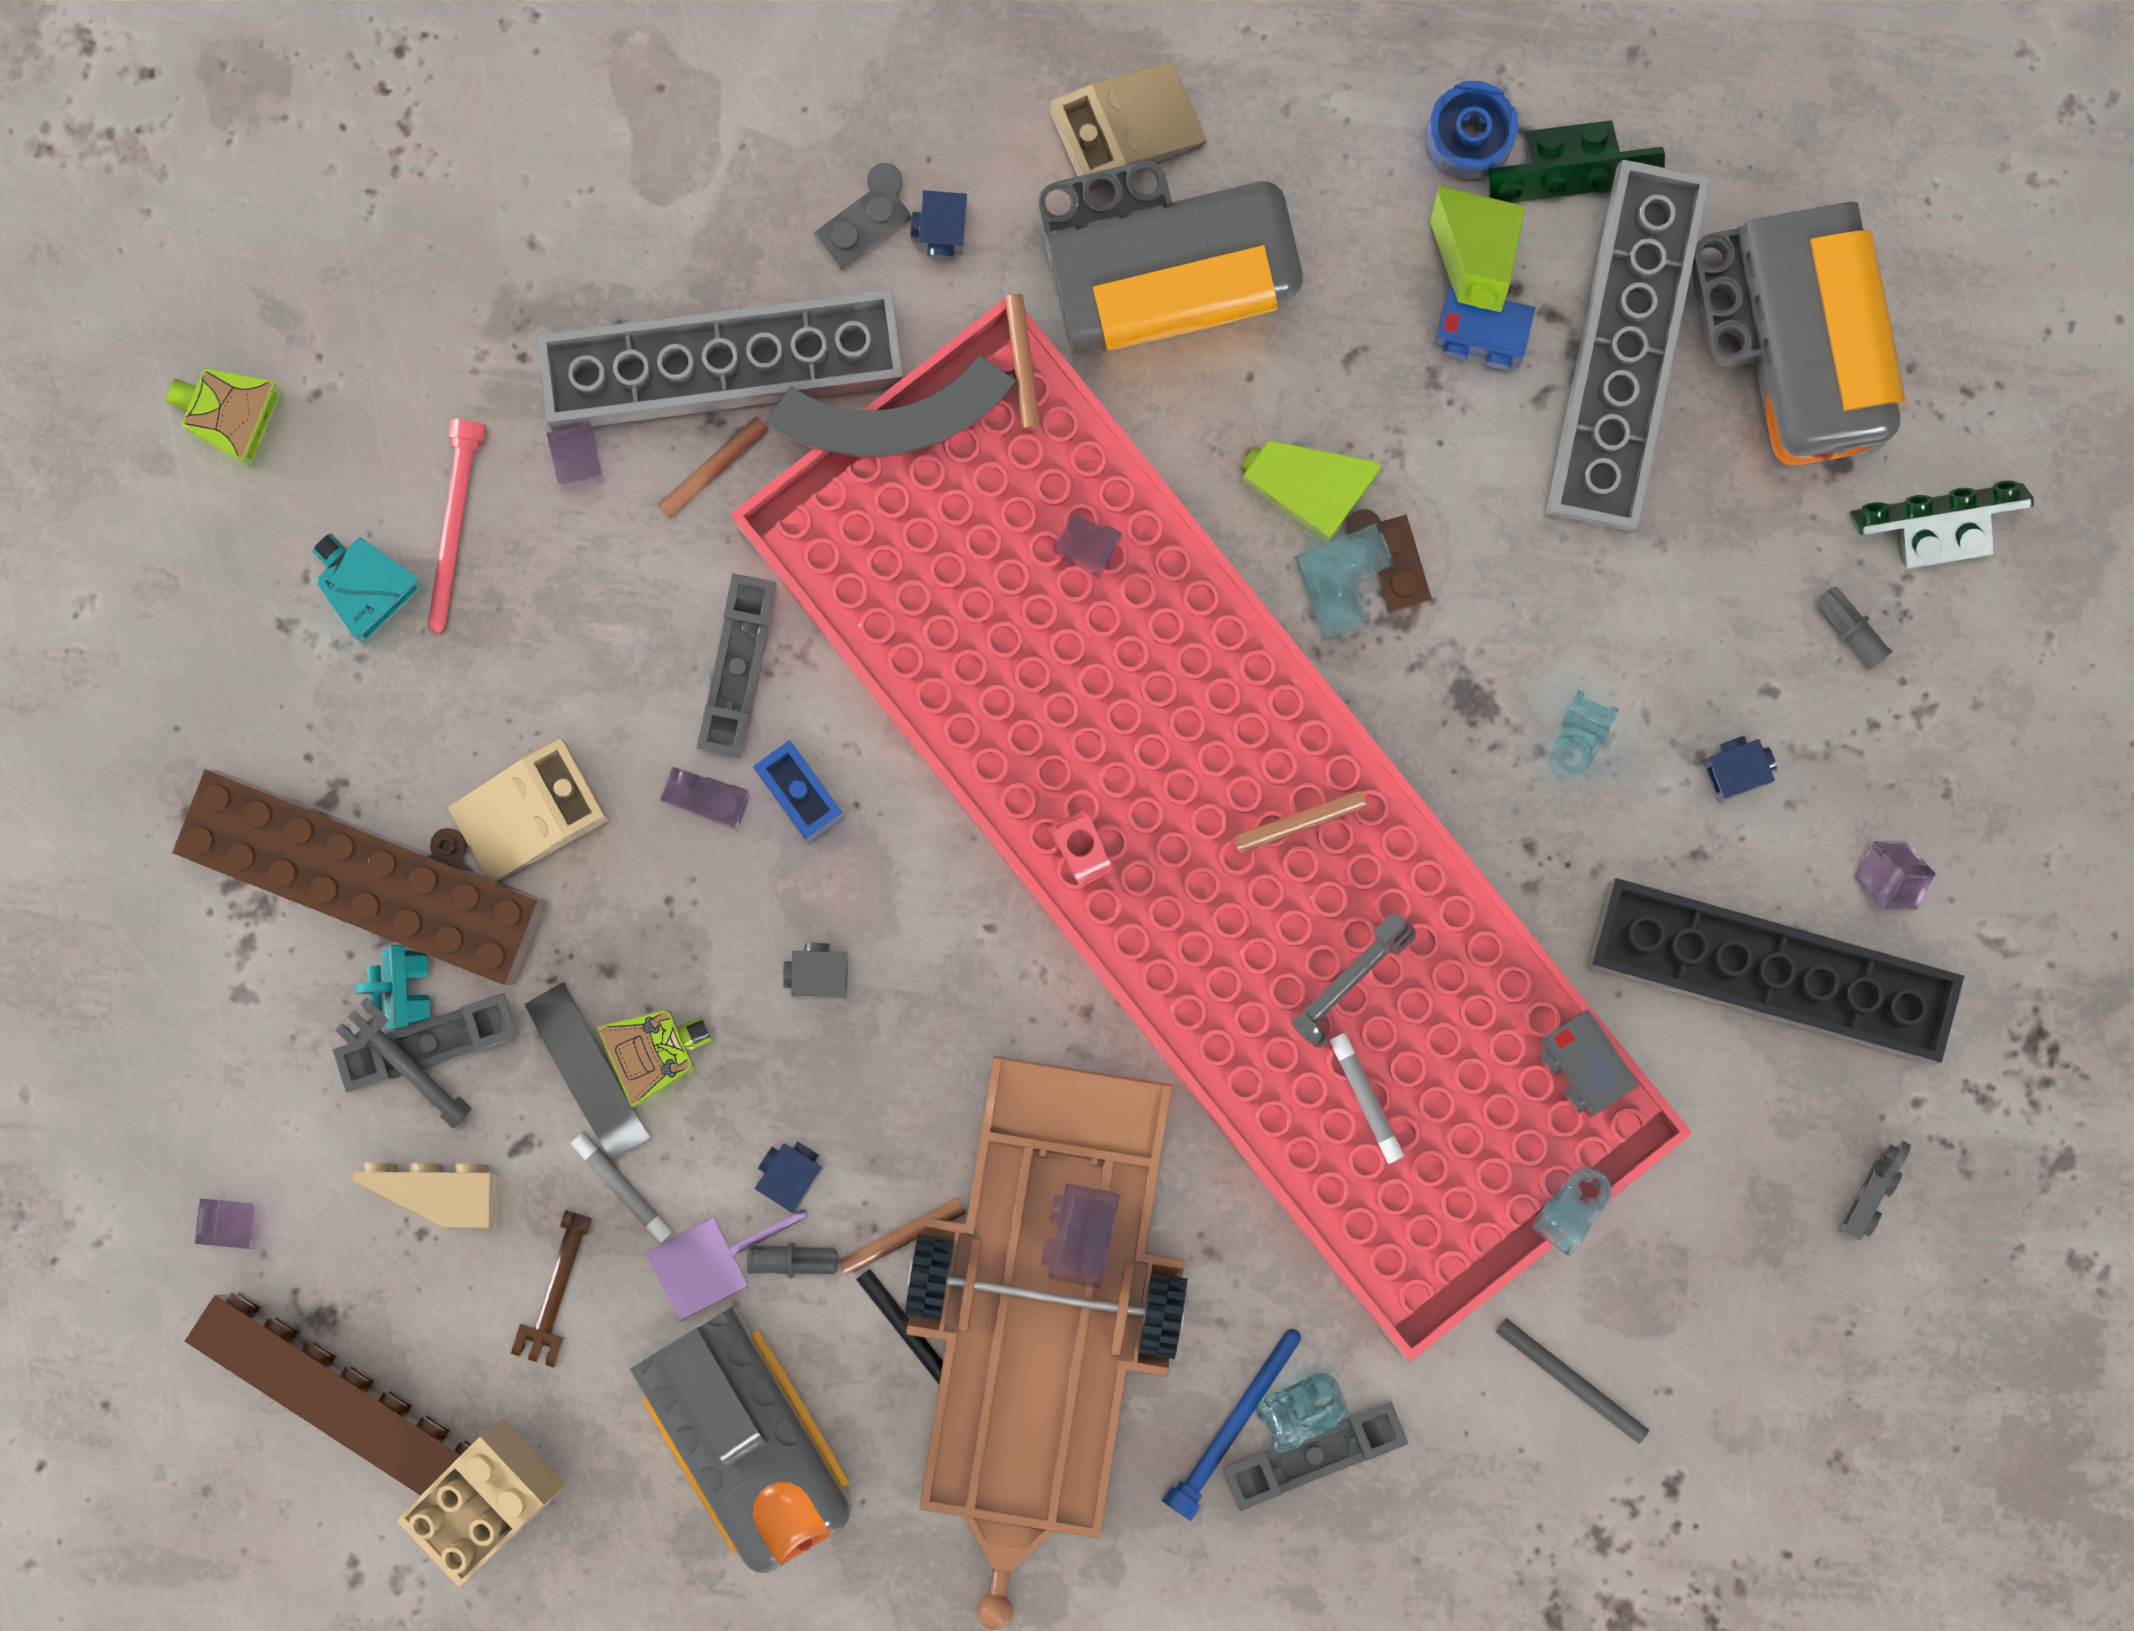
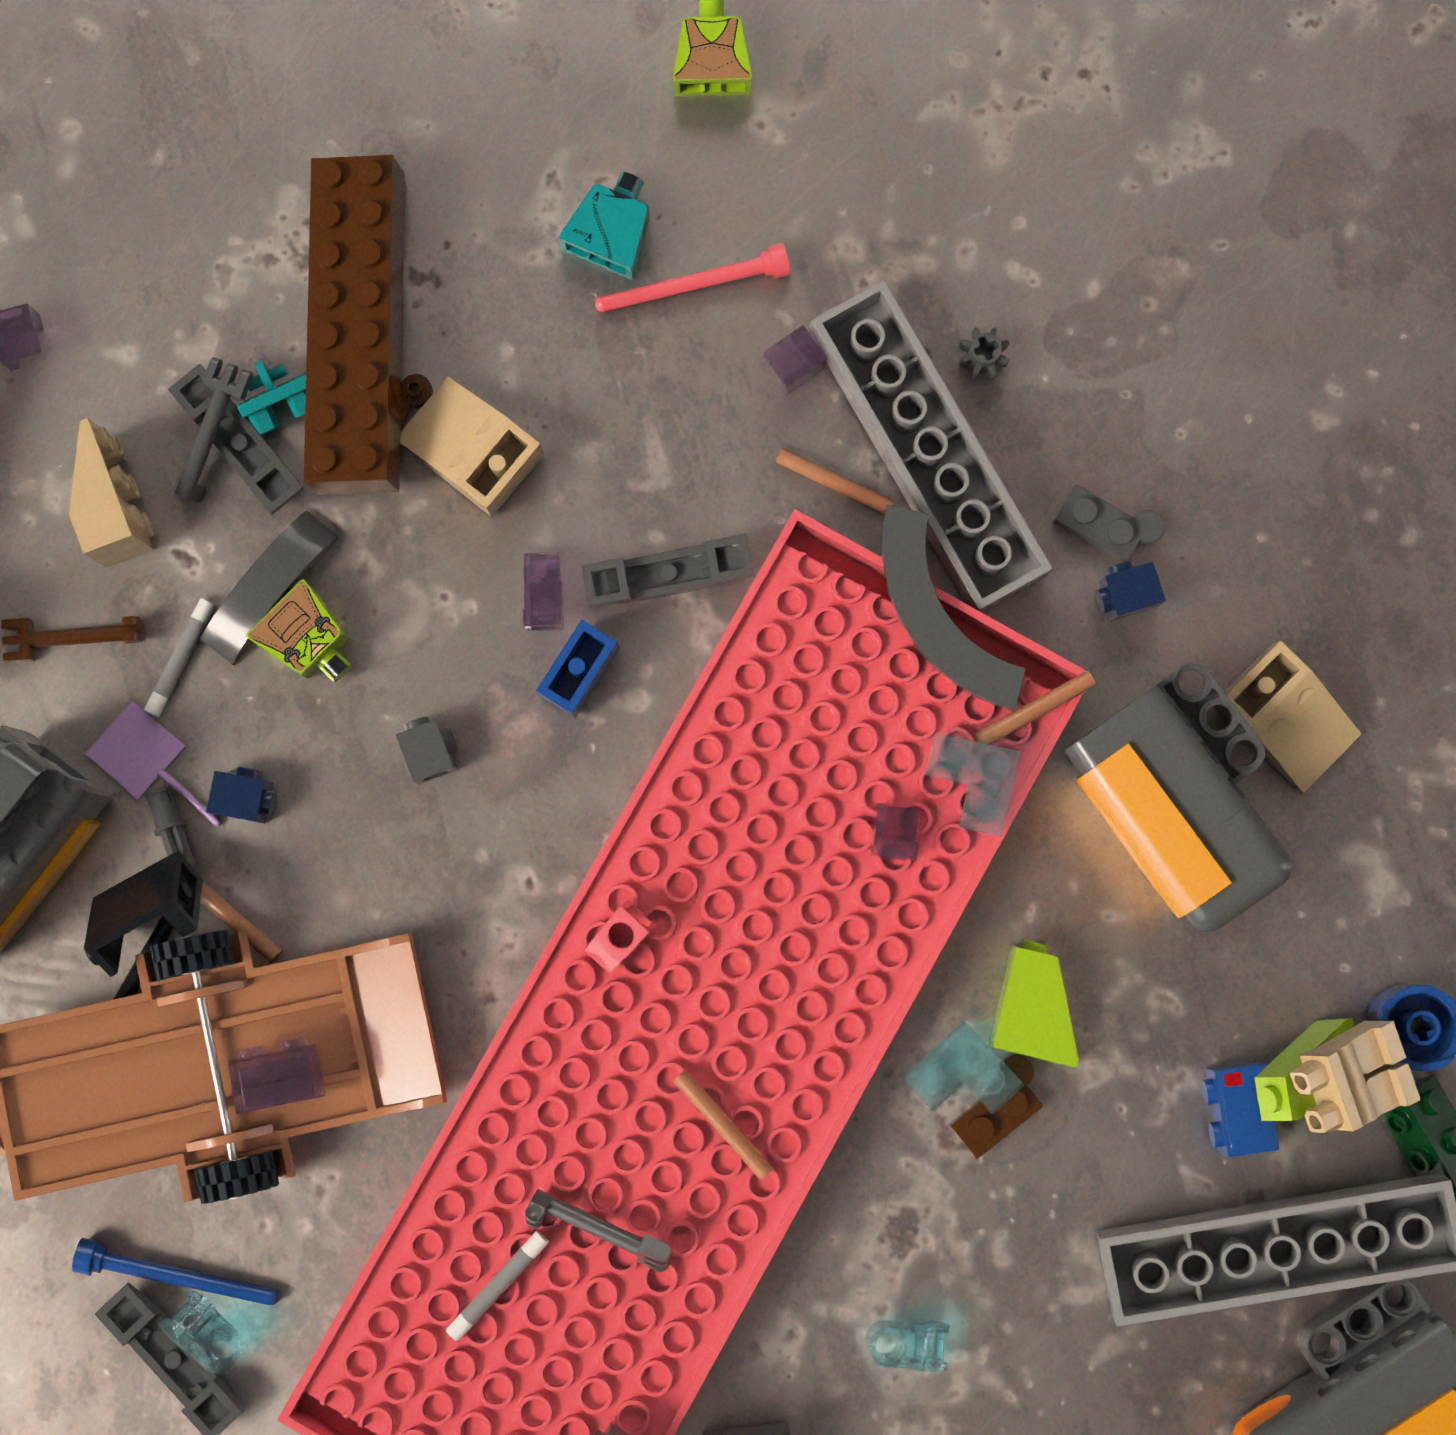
camera: 75 degrees right, 0 degrees up
(636, 261) = (980, 364): none -> dark grey gear
(856, 1309) = (163, 888): none -> black panel
(1067, 432) = (989, 777): none -> clear light blue plate
(1494, 207) = (1355, 1078): none -> tan hips

